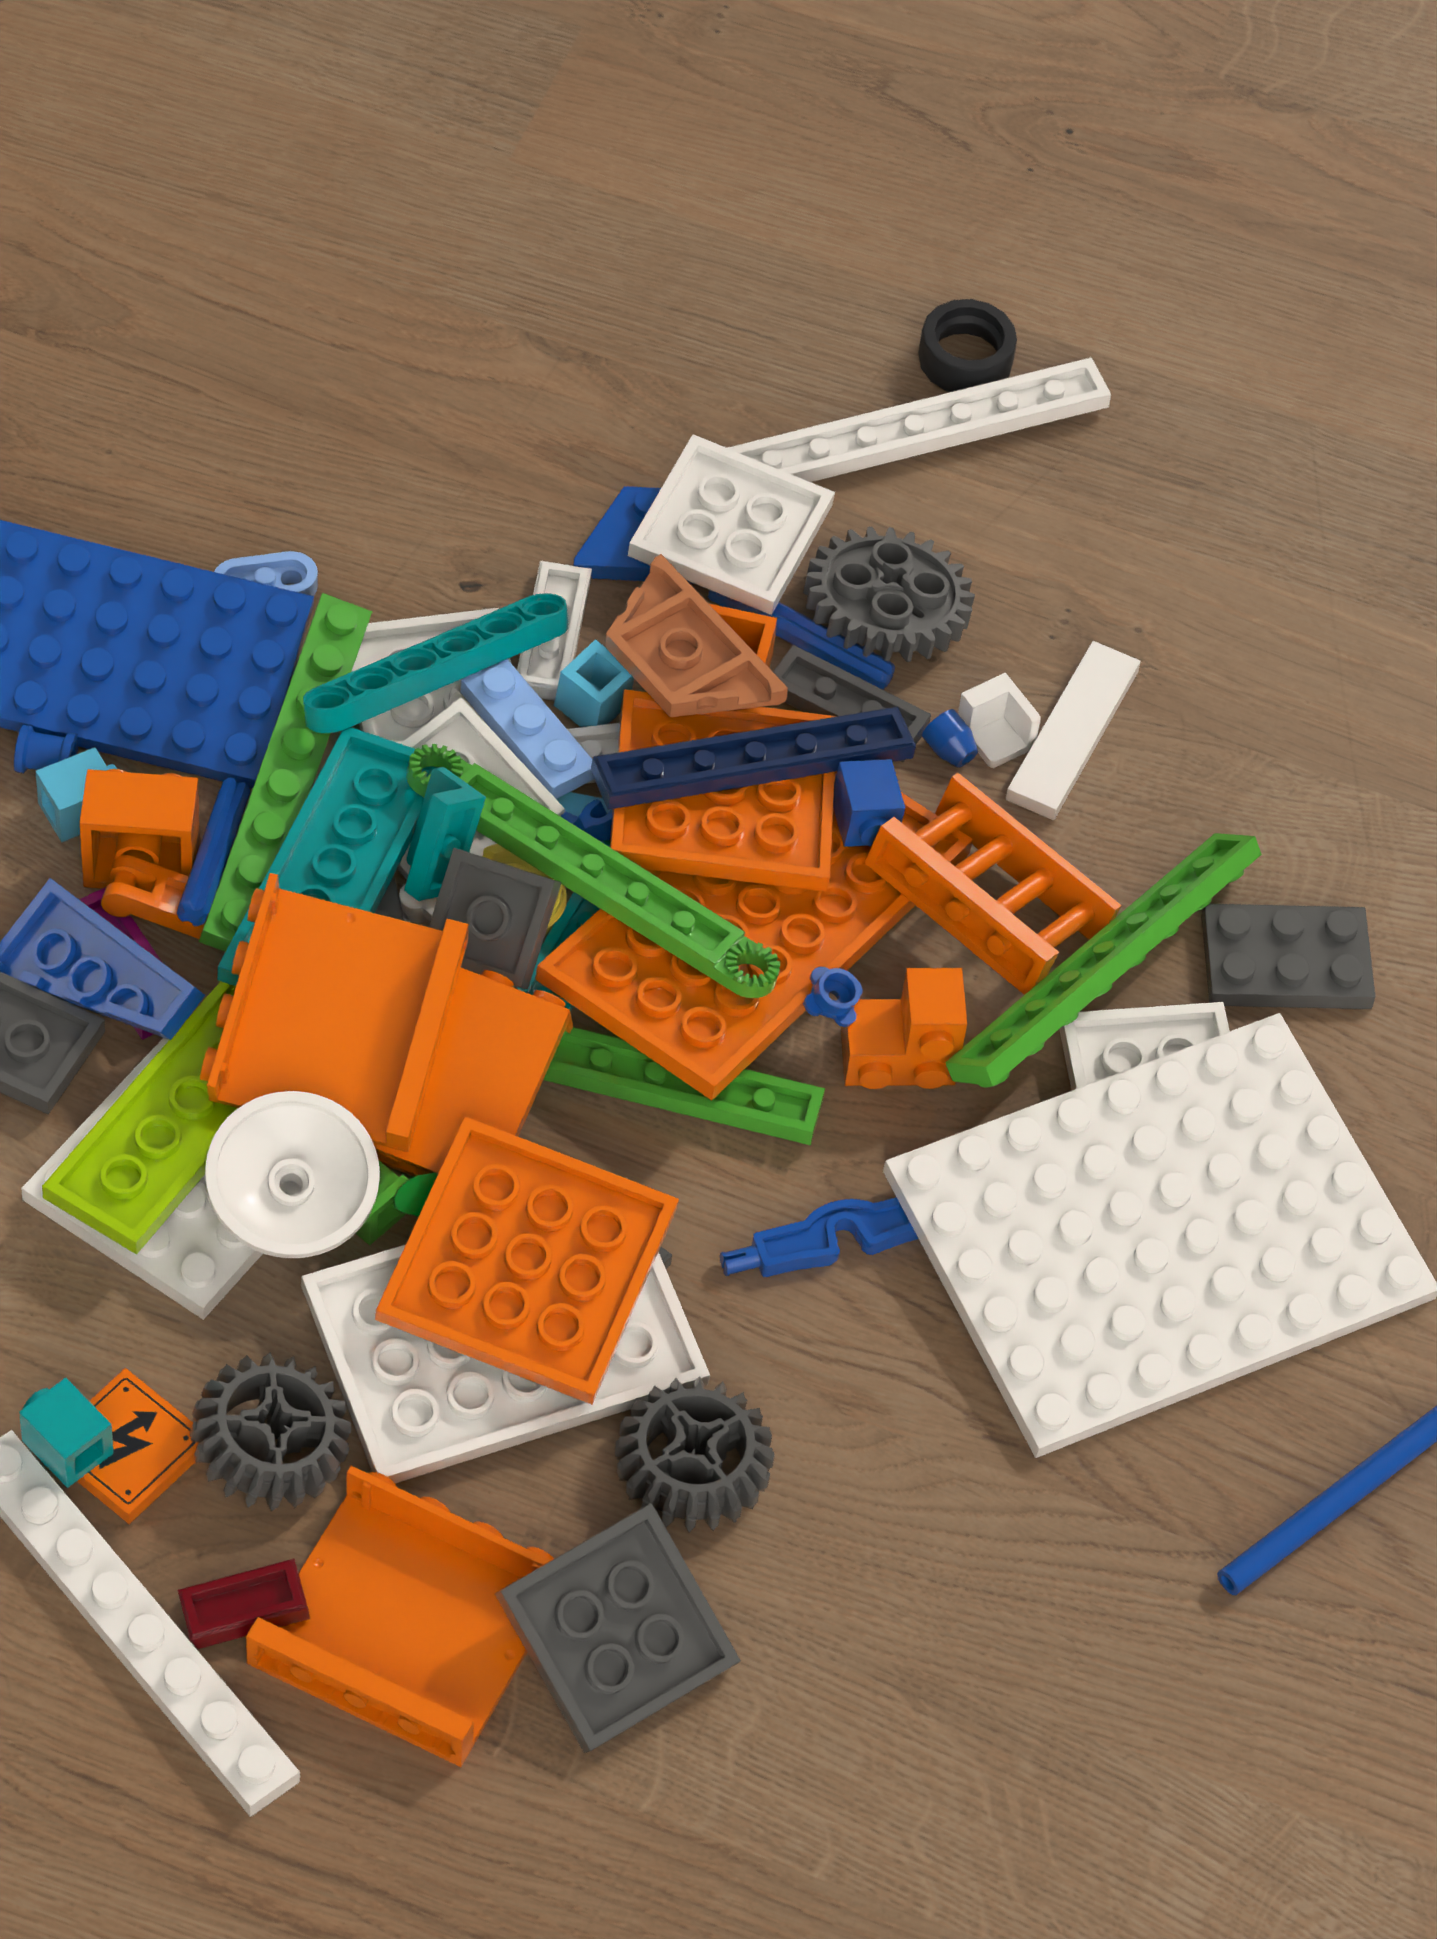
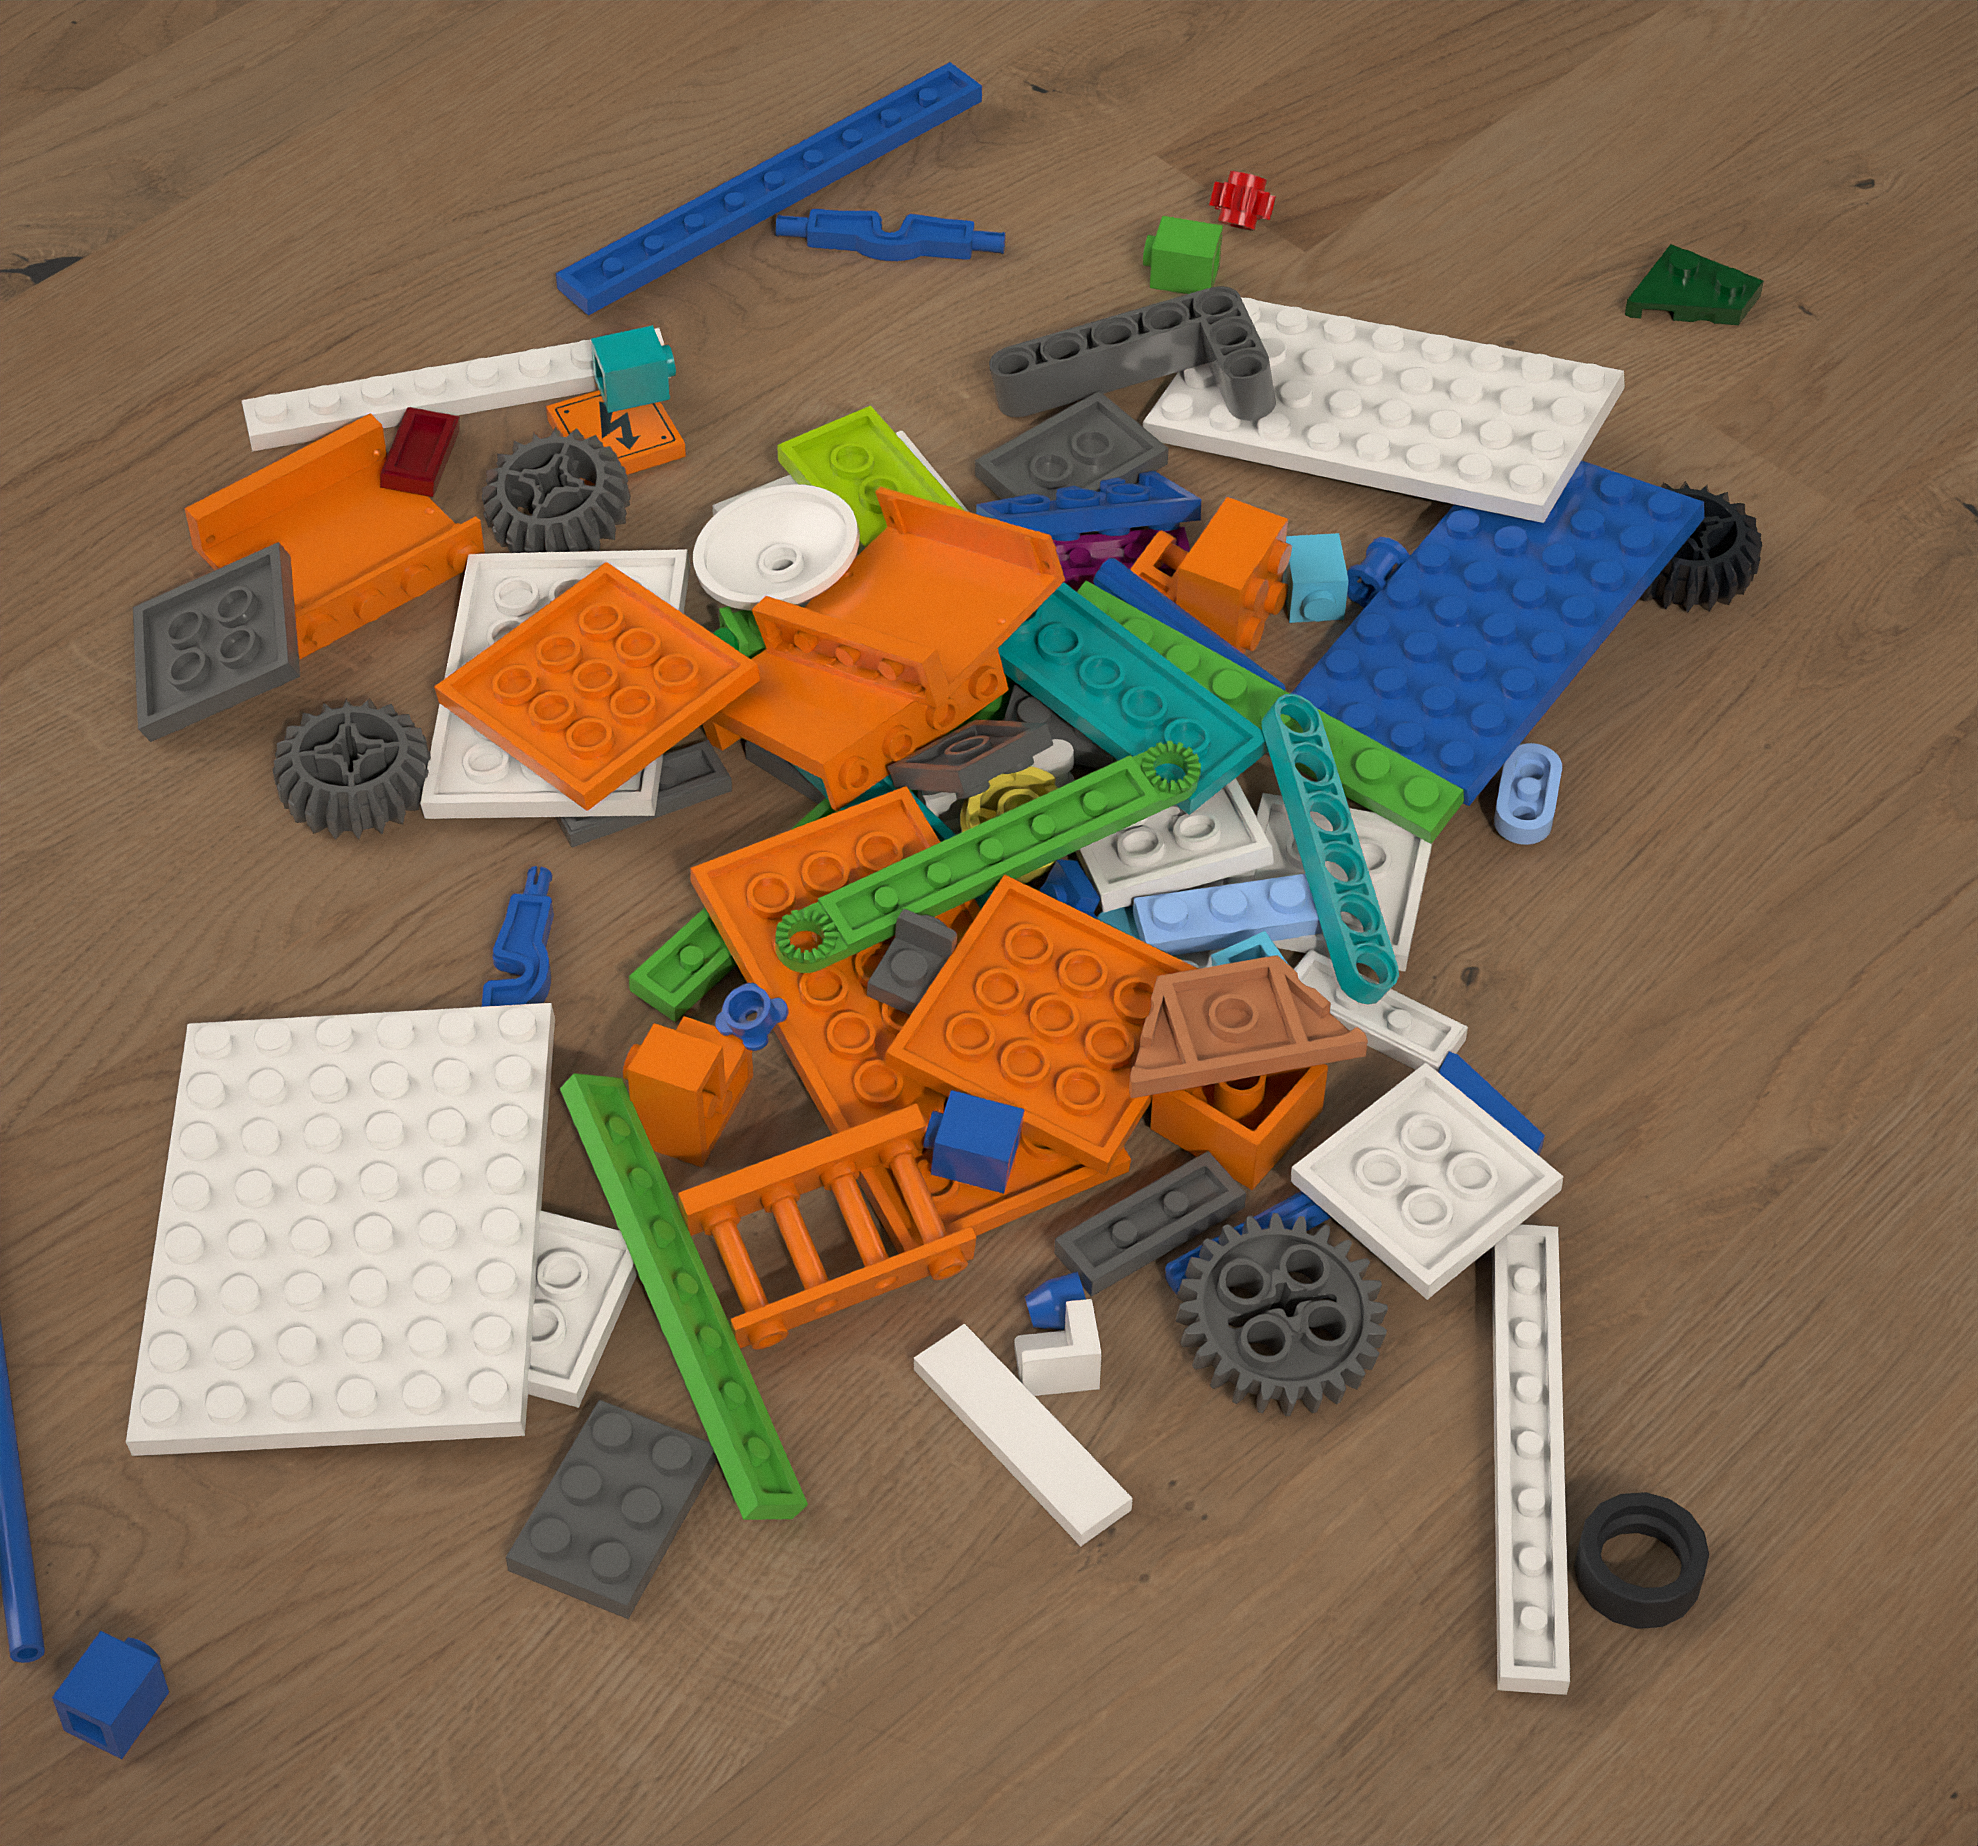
camera: 120 degrees right, 5 degrees down
(444, 823) = (1080, 741): teal panel -> none
(728, 894) = (911, 961): none -> dark grey bracket
(750, 757) = (1070, 1051): dark blue tile -> none

